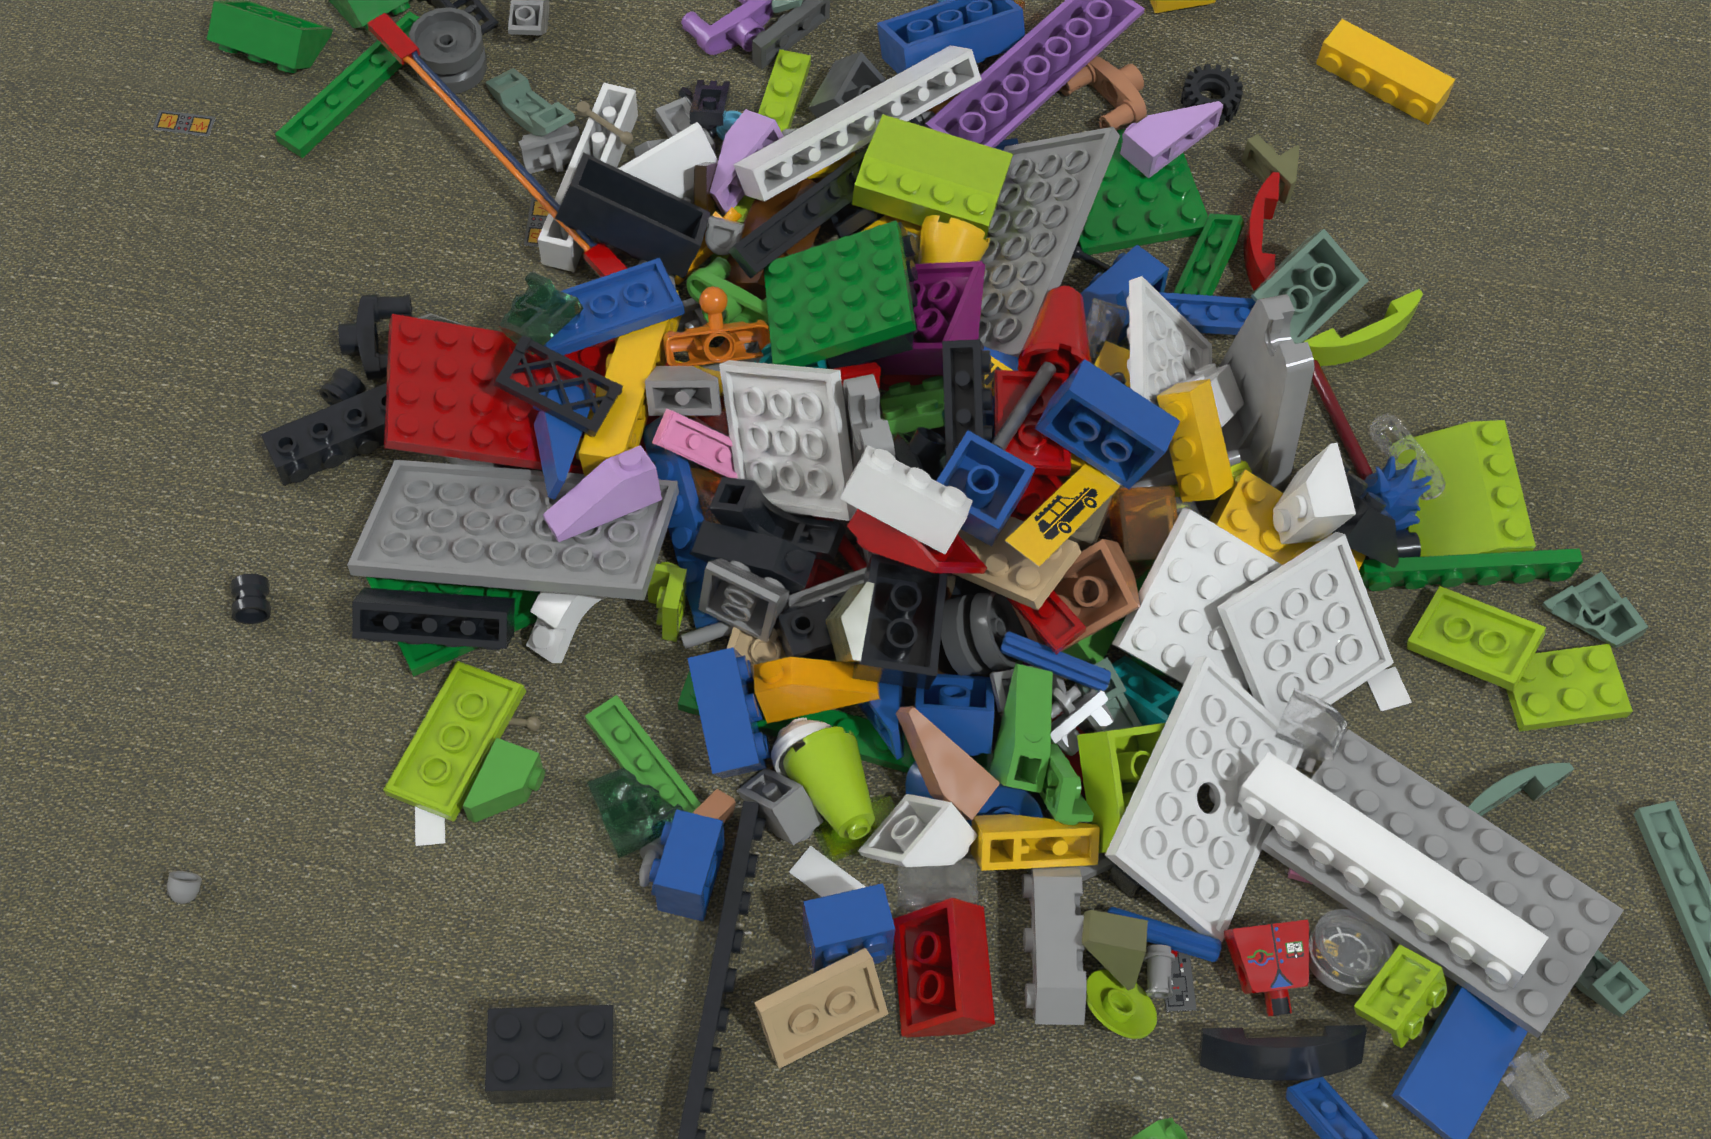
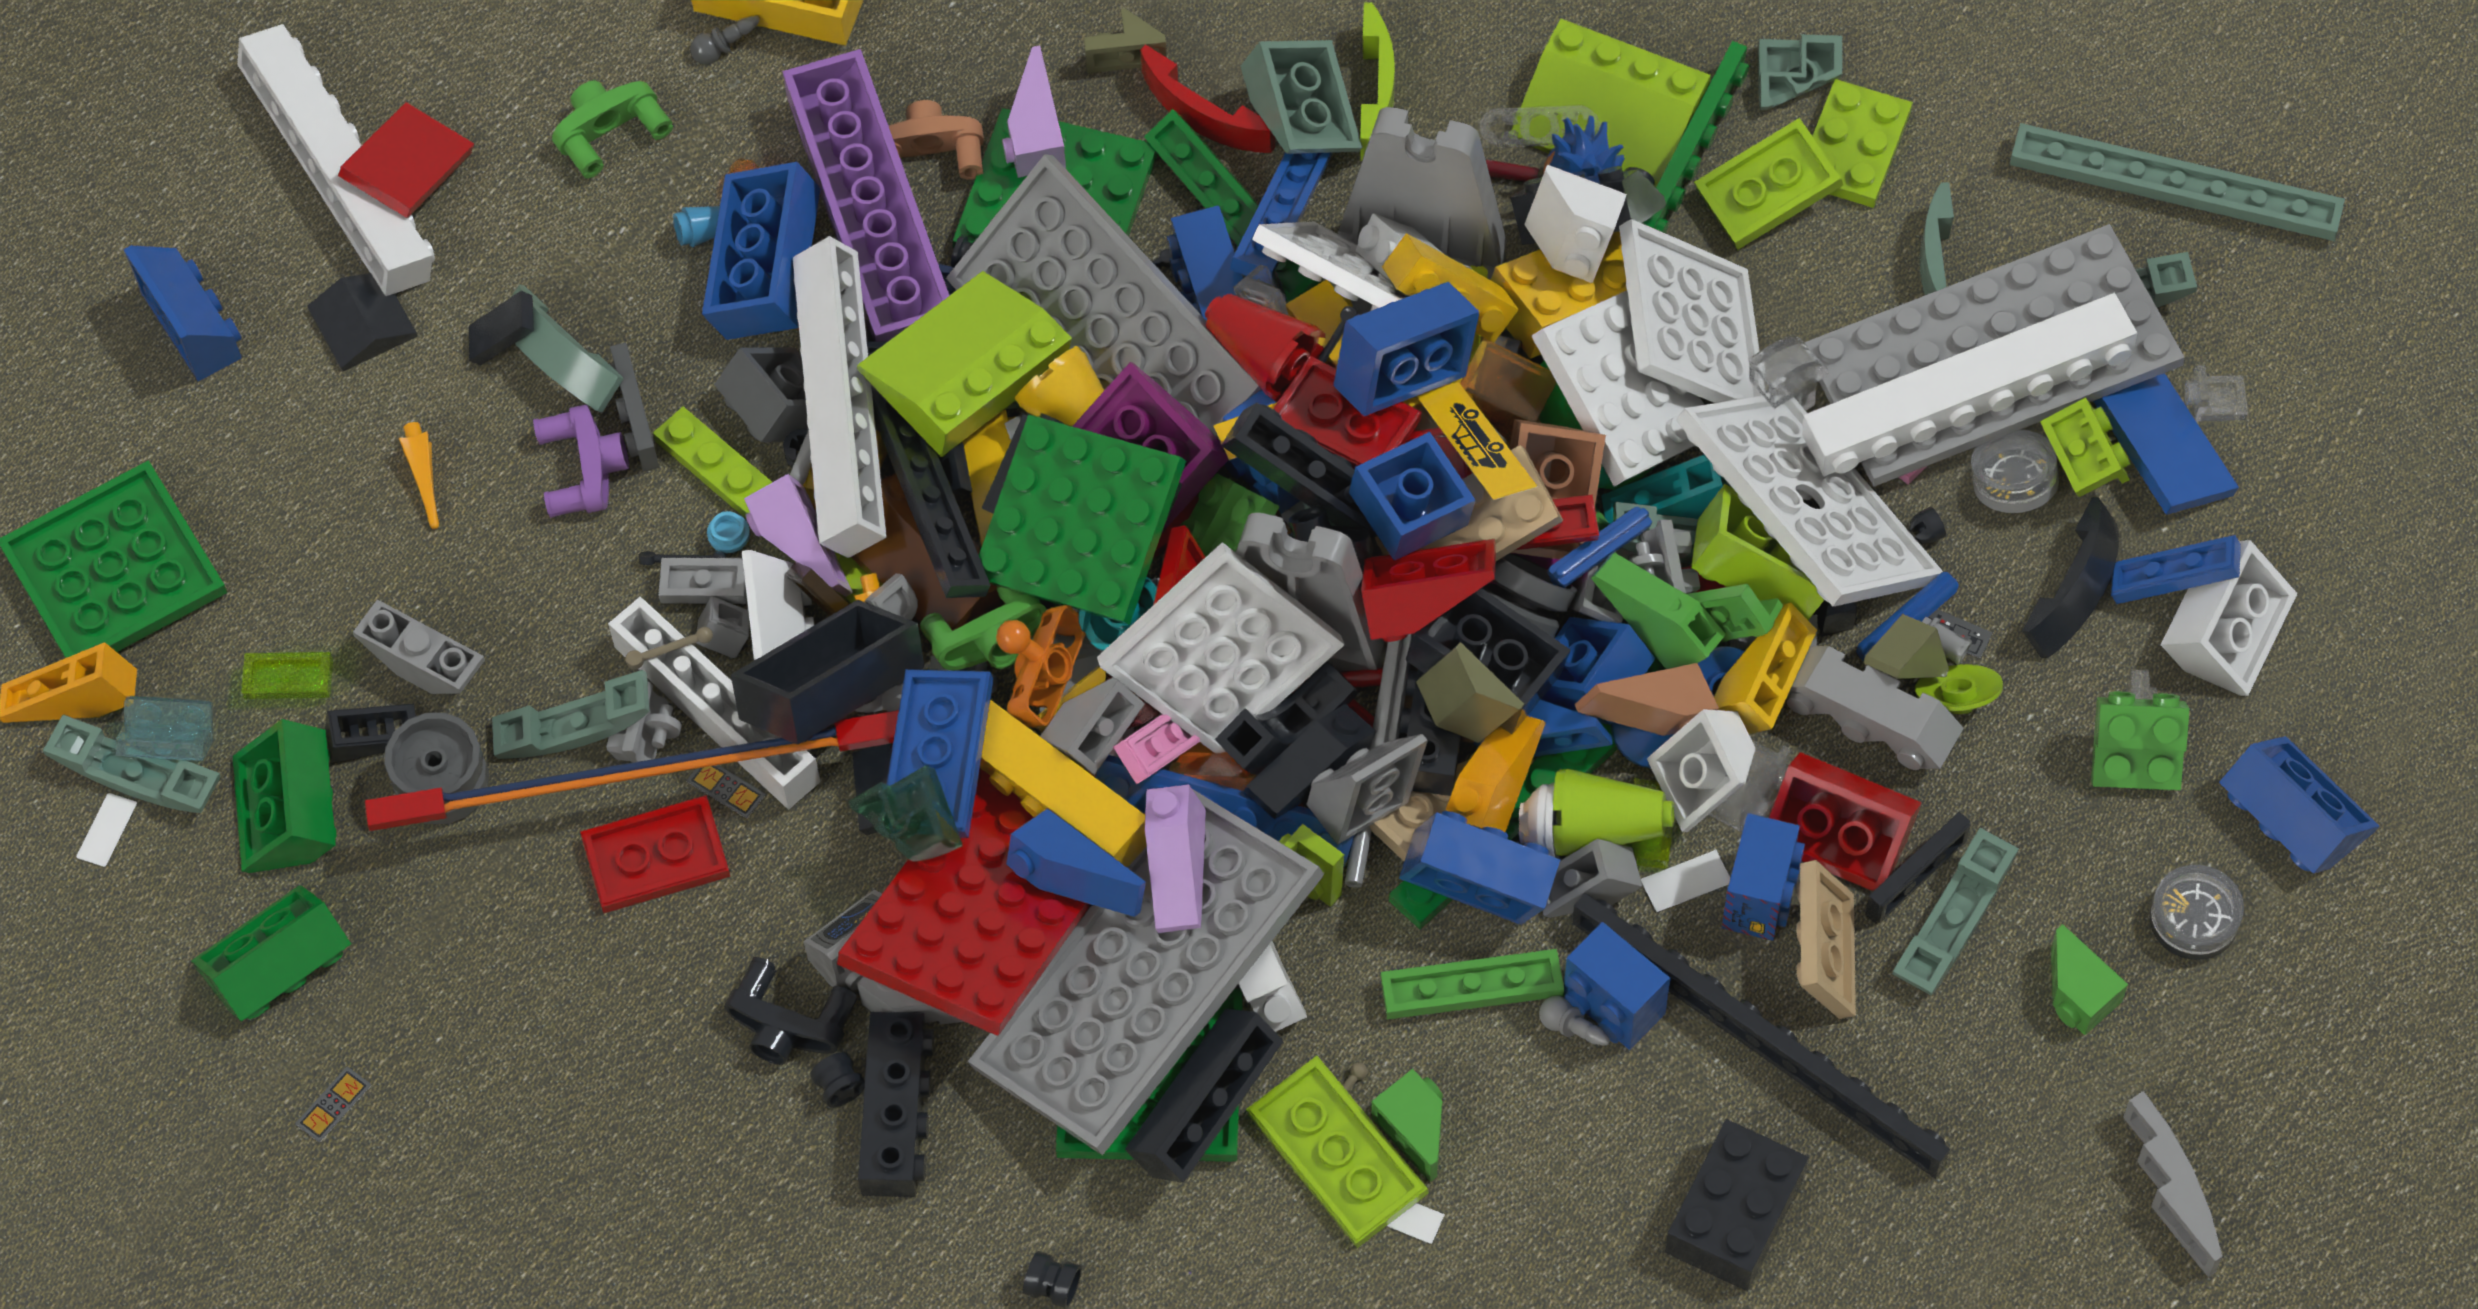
camera: 55 degrees left, 0 degrees up
(341, 96) = (412, 899): green plate -> none
(464, 205) = (655, 854): none -> red tile
(565, 411) = (1072, 807): black window -> none
(629, 810) = (1520, 1017): clear green slope -> none
(709, 104) = (691, 535): black hinge -> none
(717, 806) = (1565, 934): nougat slope -> none
(907, 499) = (1405, 558): white brick -> none
(911, 1104) = (1956, 912): none -> sand green slope
(936, 1051) = (1917, 868): none -> black tile
(1024, 405) = (1330, 413): flat silver bar -> none
(1215, 81) = (993, 33): black tyre -> none
(1256, 911) = (1928, 525): none -> black hinge
(1271, 961) = (1987, 538): red torso -> none
(1388, 689) = (1770, 290): white sticker -> none

